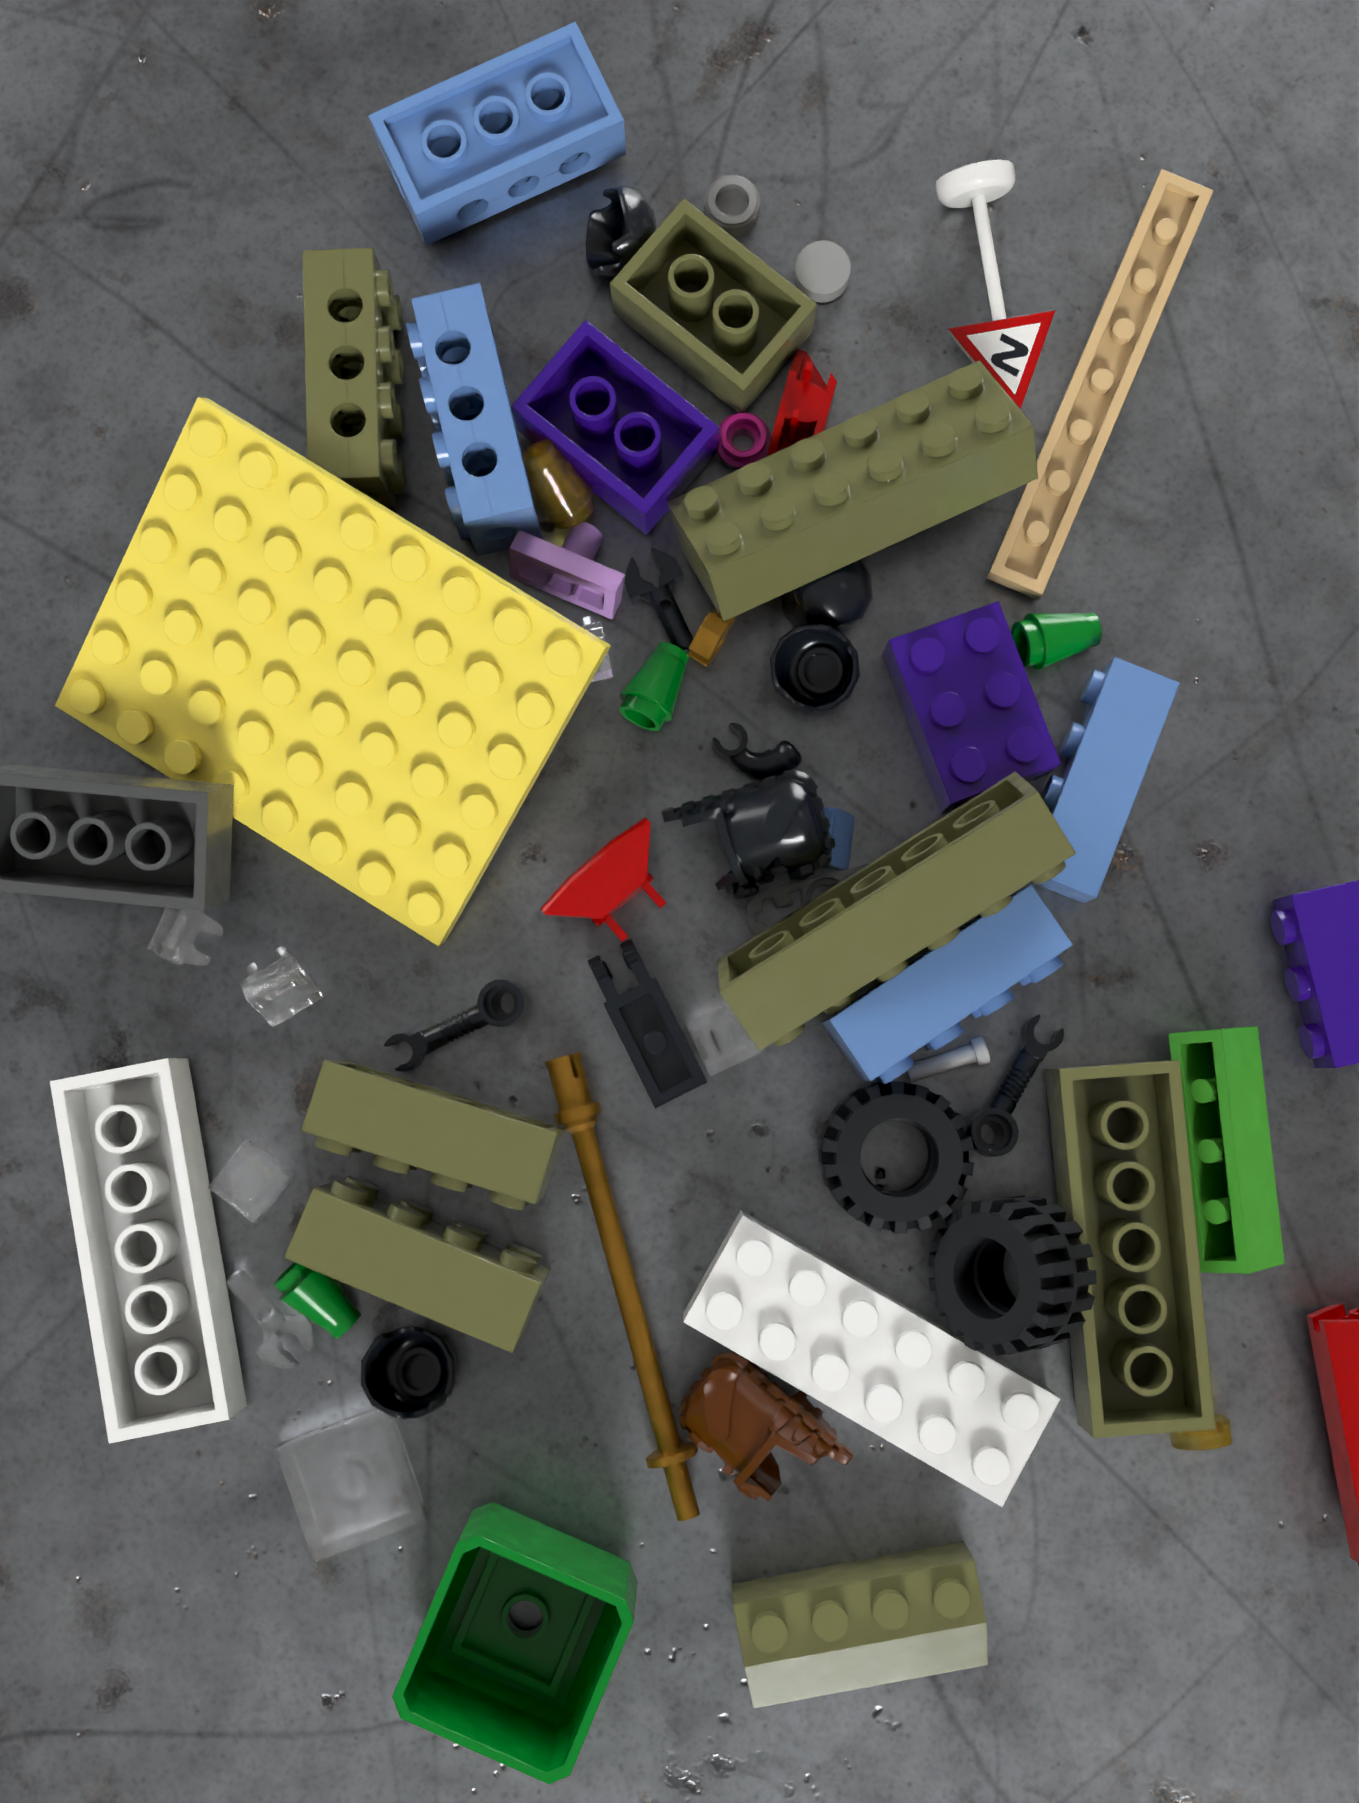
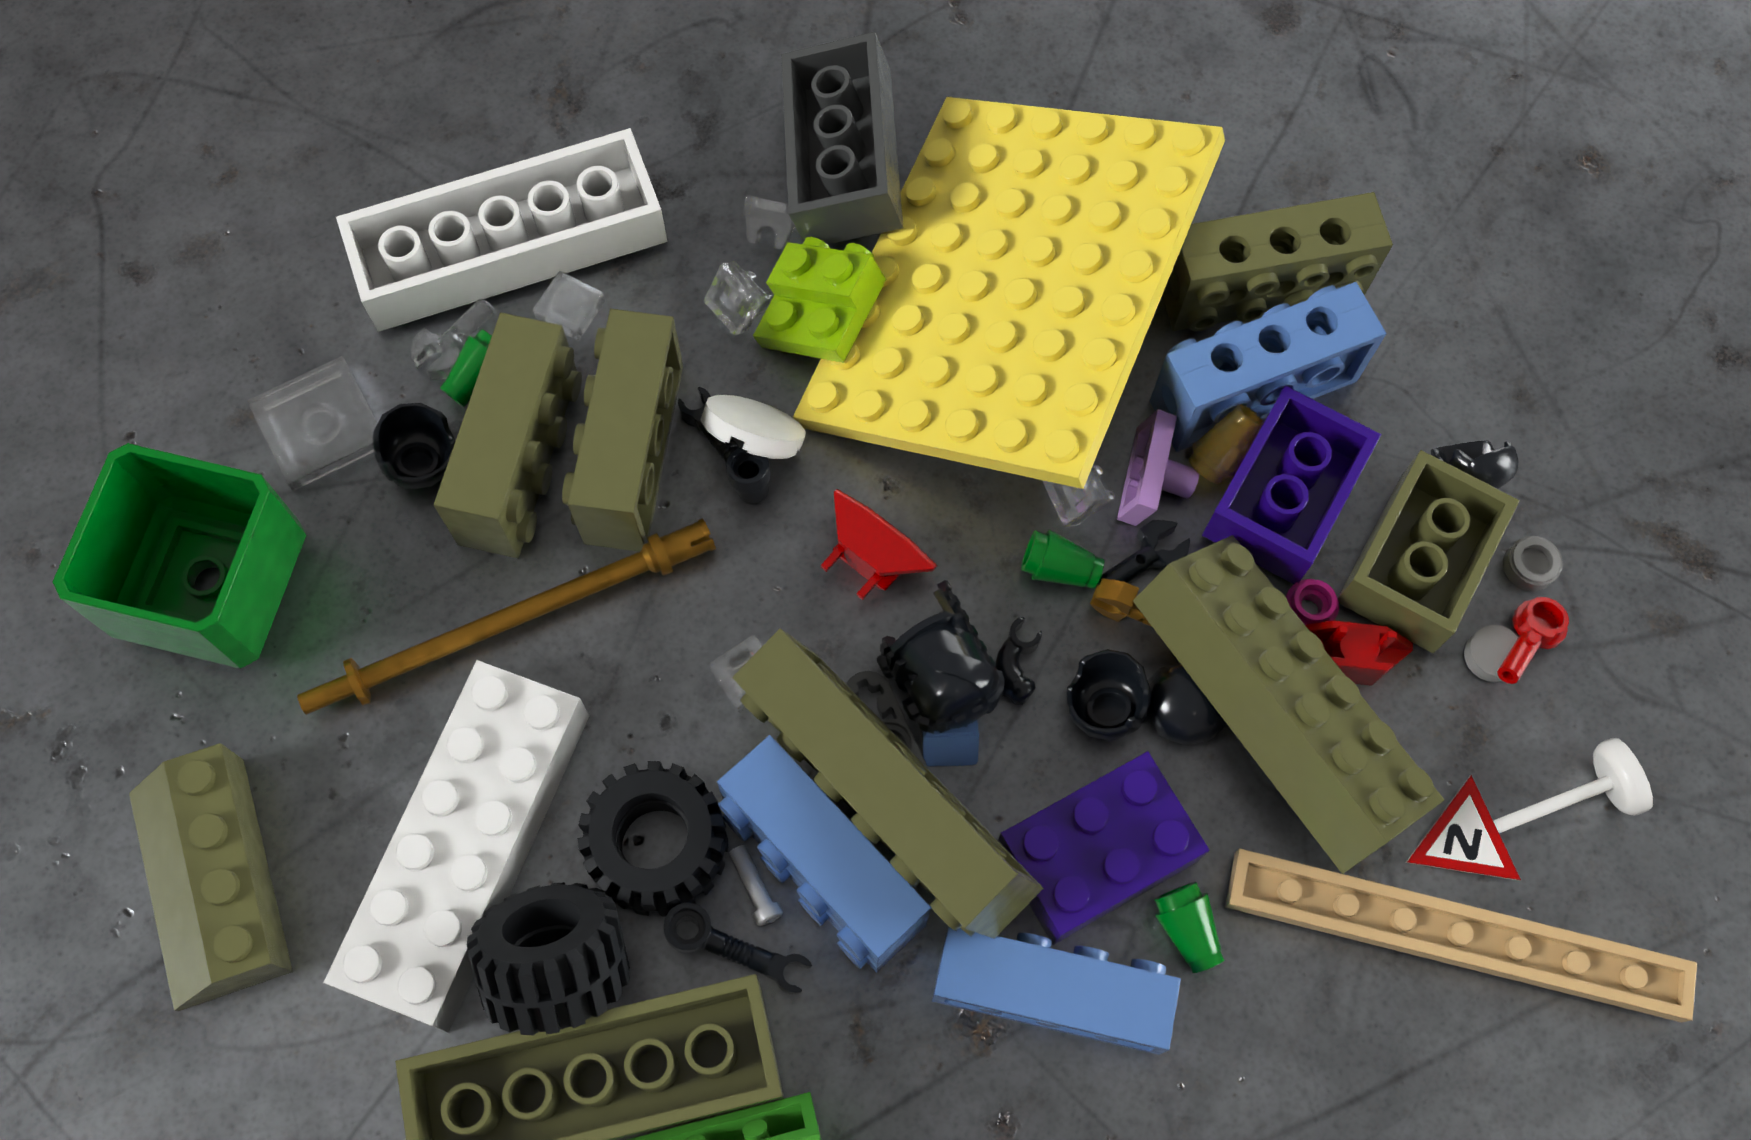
camera: 75 degrees right, 15 degrees down
(304, 894) = (819, 299): none -> lime plate
(450, 990) = (761, 427): none -> white tile
(500, 133) = (1533, 348): medium blue brick -> none
(649, 1031) = (745, 603): black hinge -> none
(748, 1415) = (386, 747): reddish brown helmet -> none
(804, 218) = (1539, 625): none -> red plate

